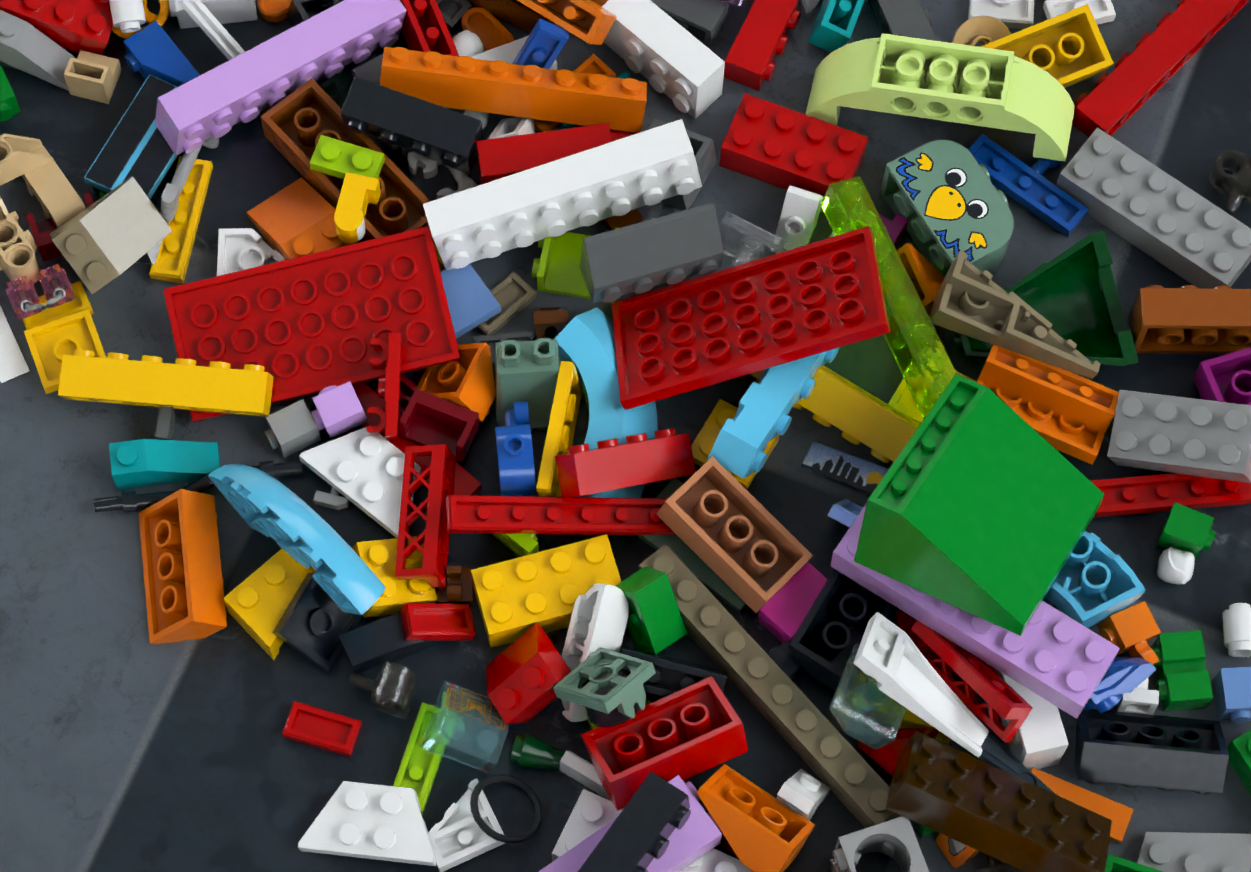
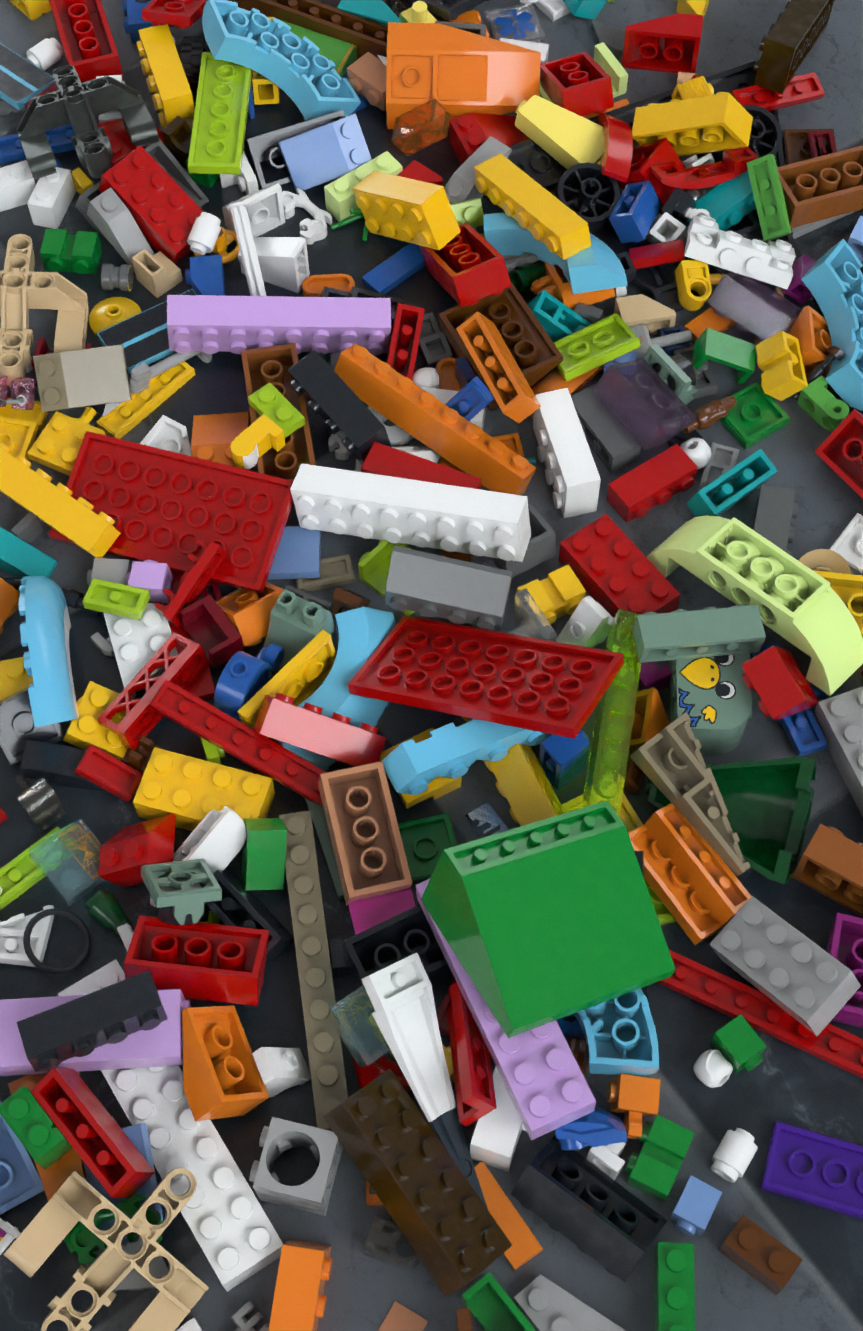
camera: 35 degrees right, 5 degrees down
(53, 103) = (117, 277): none -> dark grey wheel
(77, 161) = (111, 312): none -> yellow dish
(137, 313) = (61, 440): none -> yellow plate
(323, 446) = (116, 599): none -> lime plate
(506, 21) = (463, 371): none -> dark blue tile
(747, 197) = (557, 593): none -> yellow brick
(797, 510) = (424, 843): none -> green tile
(862, 361) = (564, 757): none -> blue brick
(922, 167) = (698, 633): none -> sand green brick
(1021, 176) = (778, 683): none -> red slope

